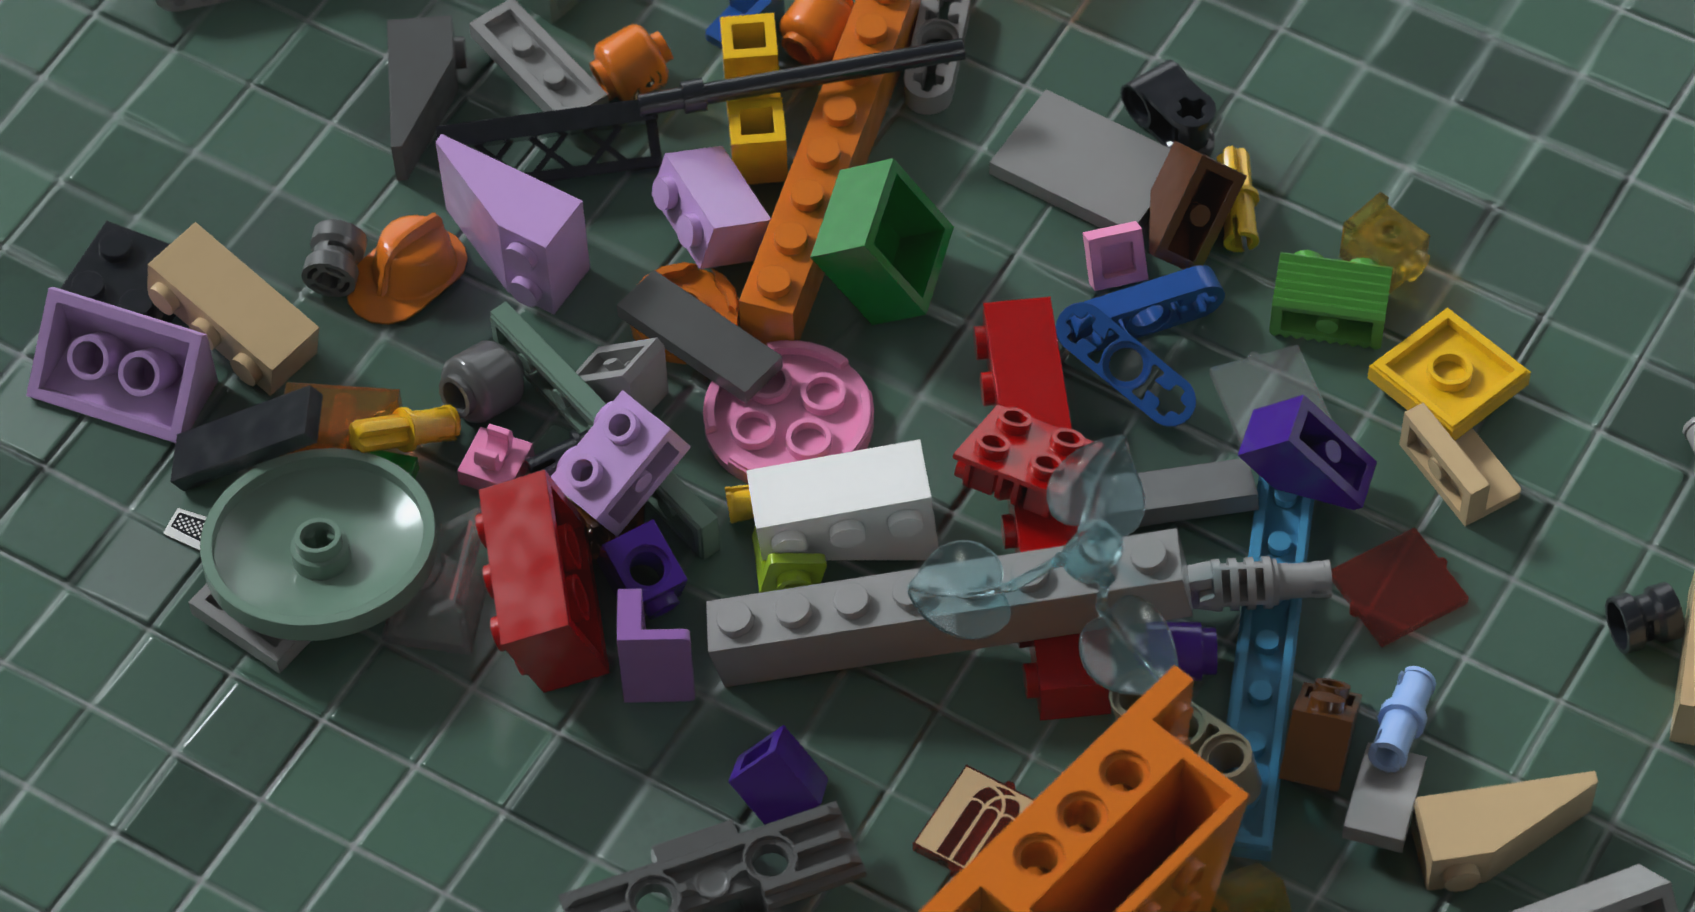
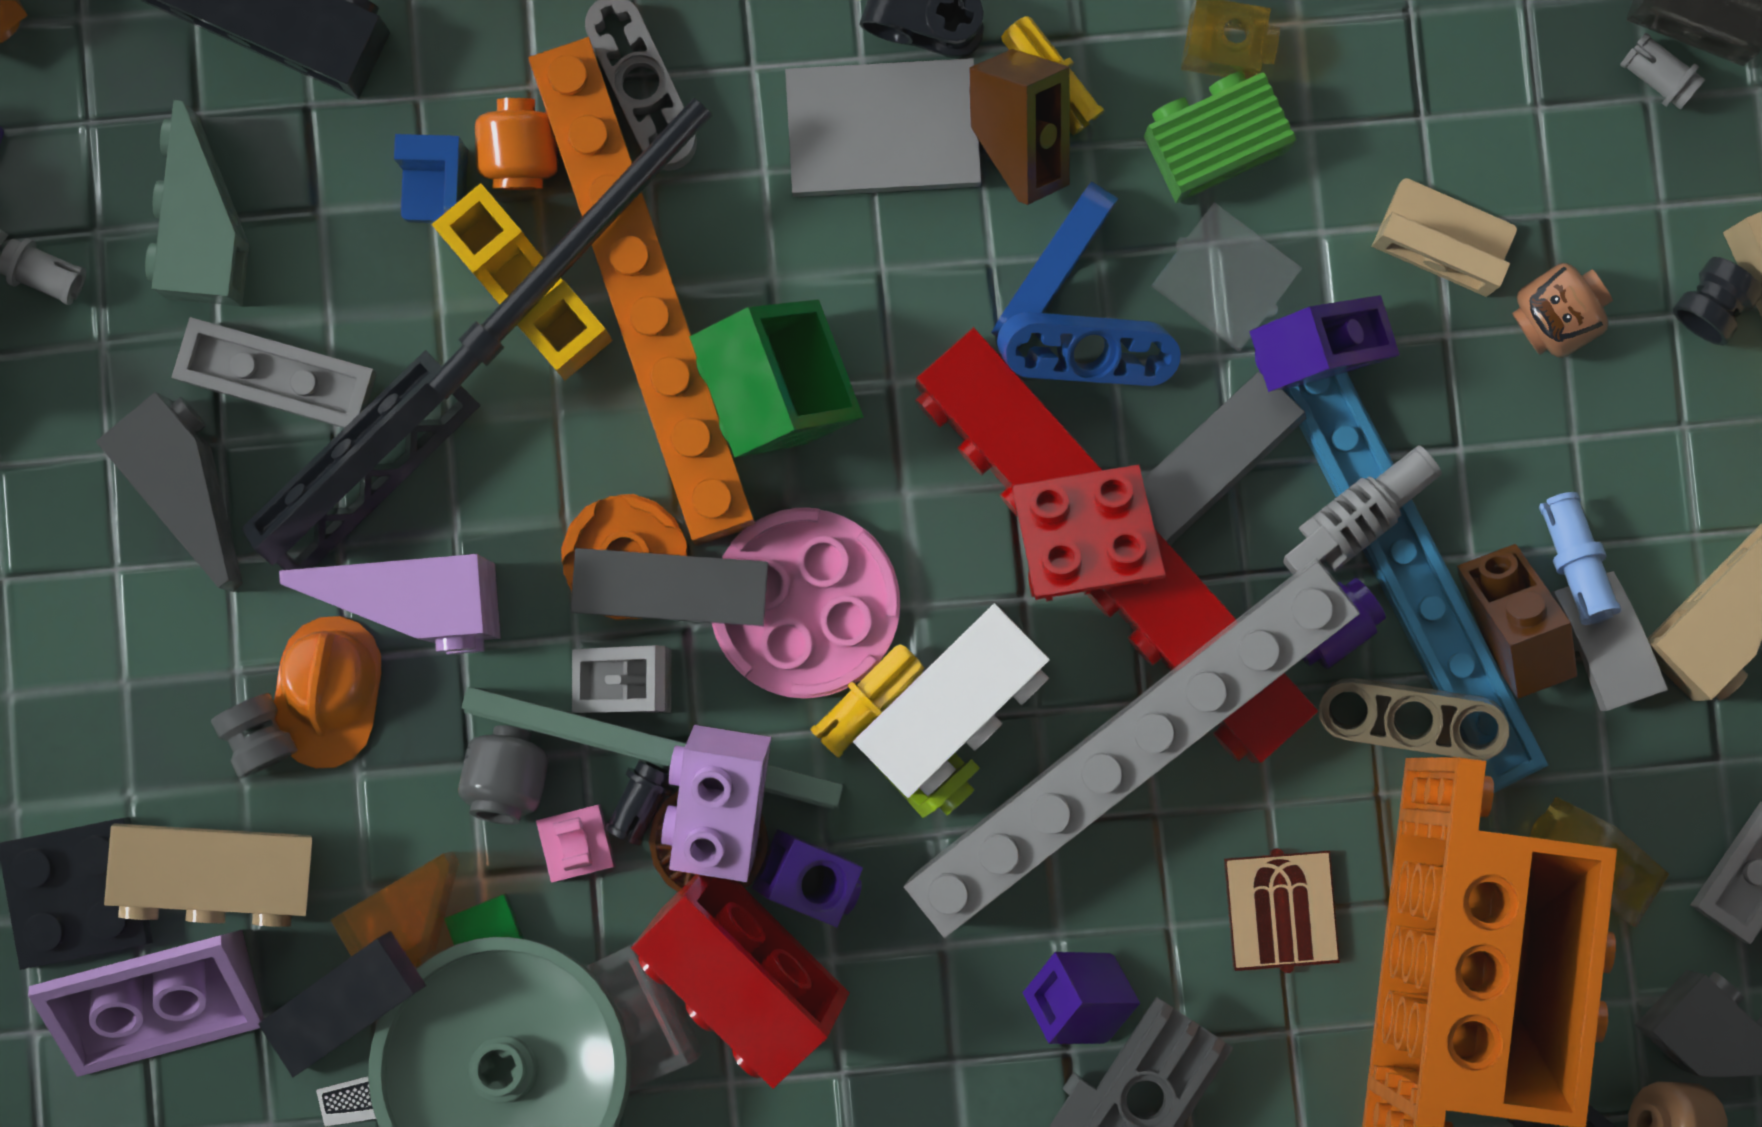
camera: 40 degrees left, 30 degrees up
(405, 429) = (475, 883): yellow axle -> none
(631, 63) = (367, 317): orange head -> none
(652, 662) = (873, 980): medium lavender panel -> none
(710, 206) = (573, 437): lavender brick -> none
(1103, 496) = (1337, 690): clear light blue plant -> none
(1115, 256) = (986, 223): bright pink tile -> none
(1398, 587) = (1472, 406): clear red piece -> none
(1451, 371) = (1378, 148): yellow plate -> none
(1513, 551) = (1562, 310): none -> nougat head

